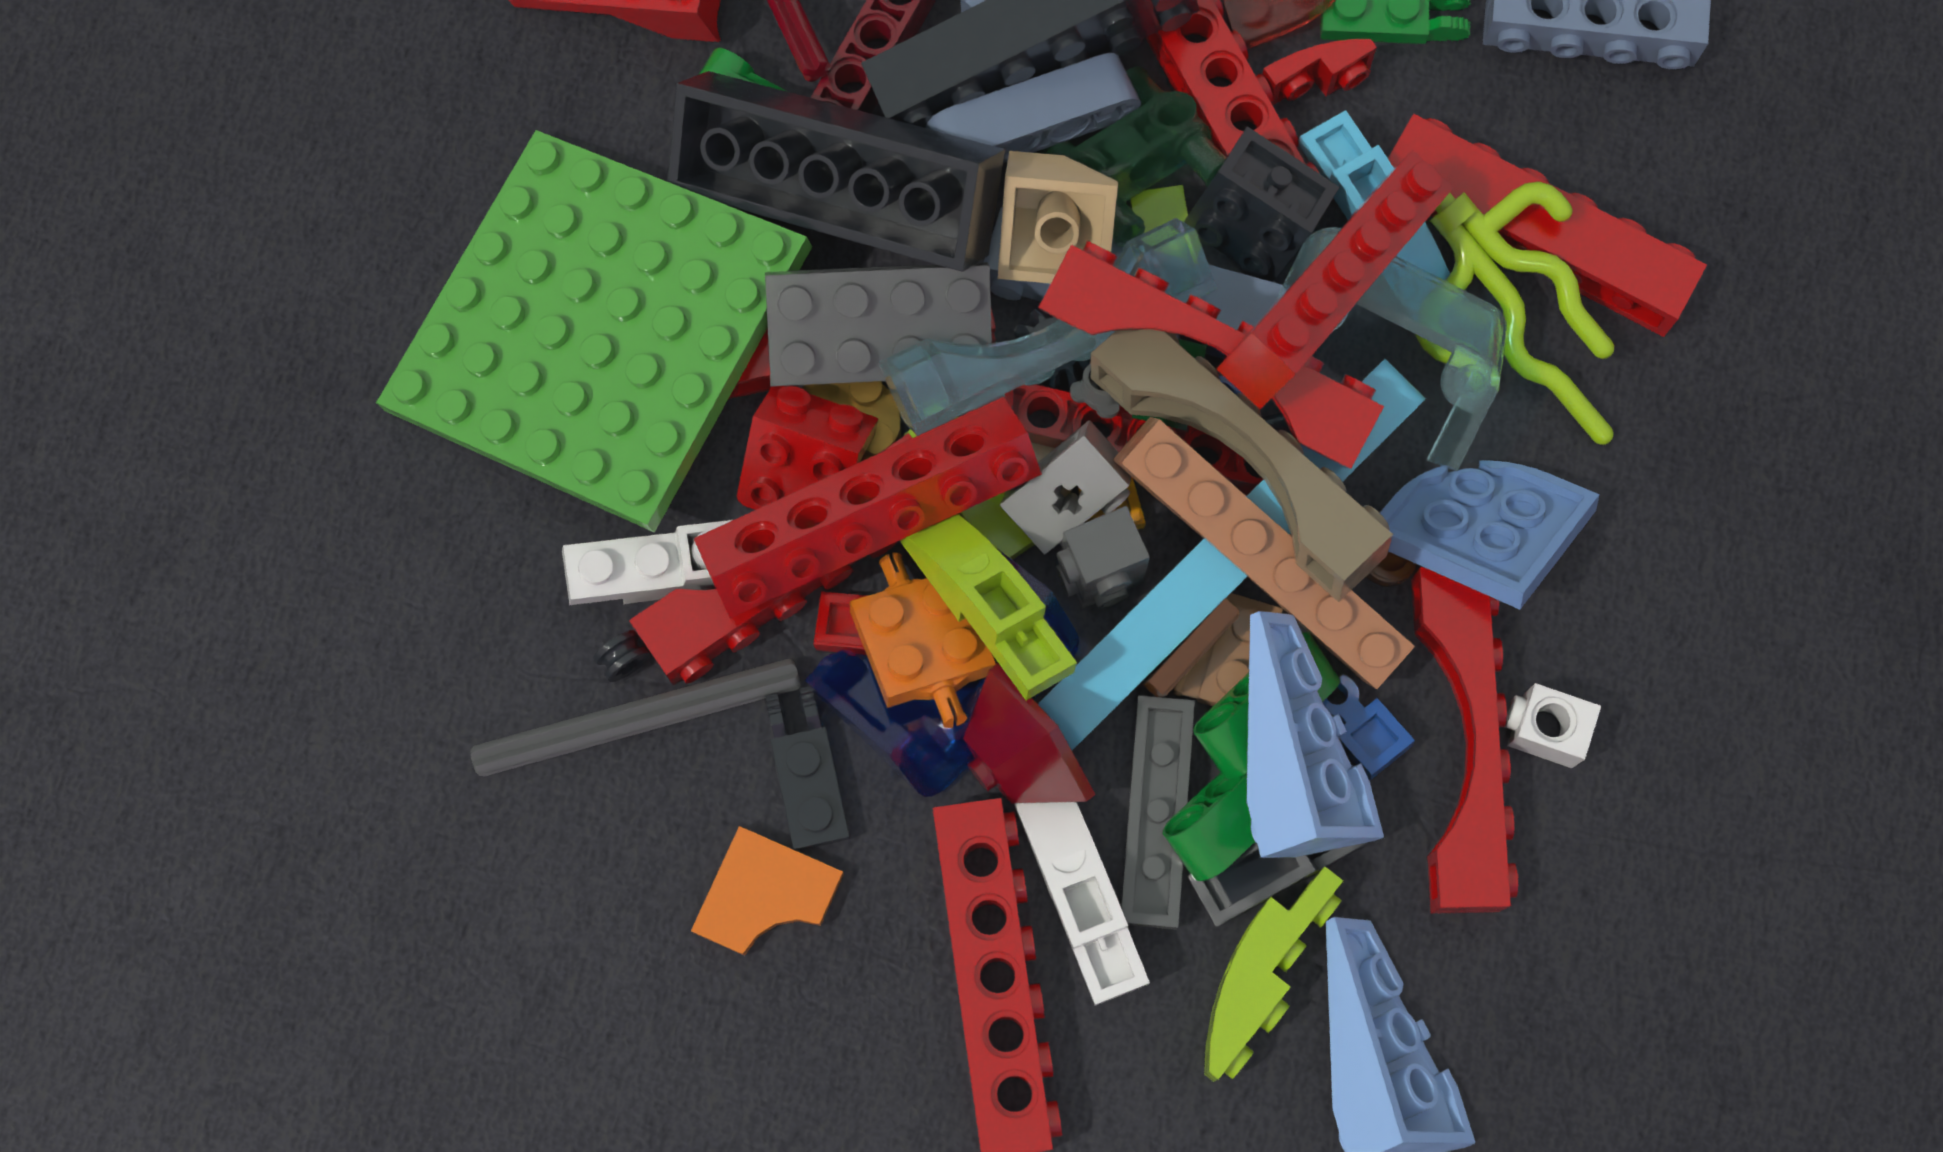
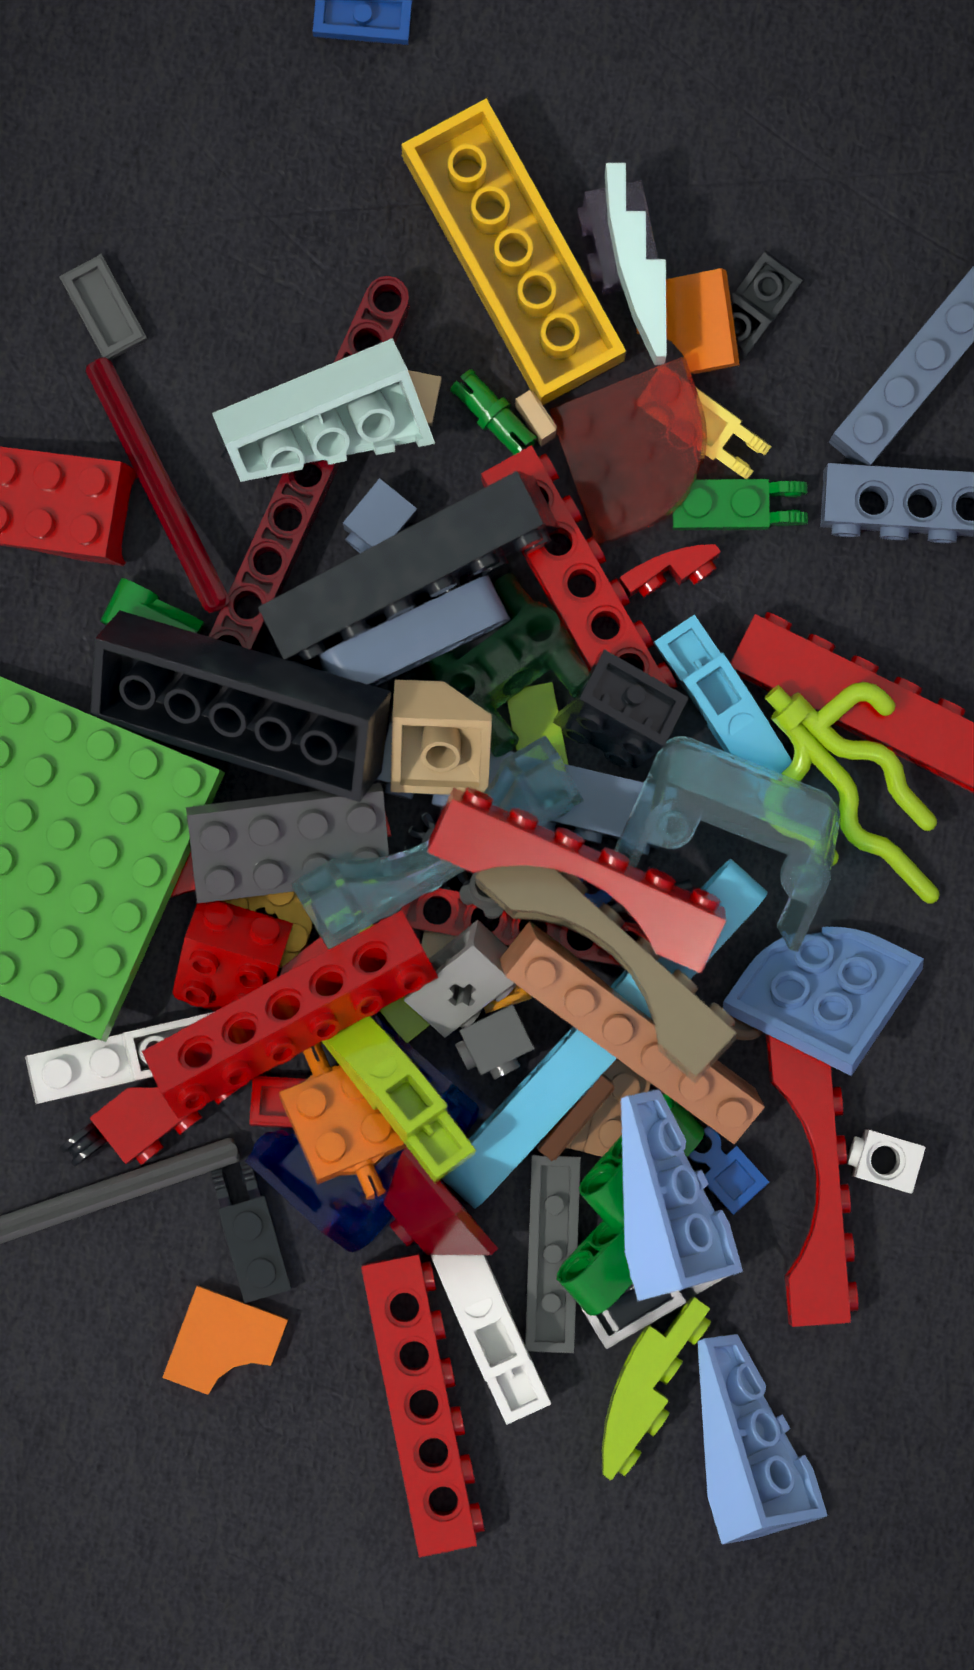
camera: 10 degrees left, 10 degrees up
(1335, 280) = (663, 841): red arch -> none

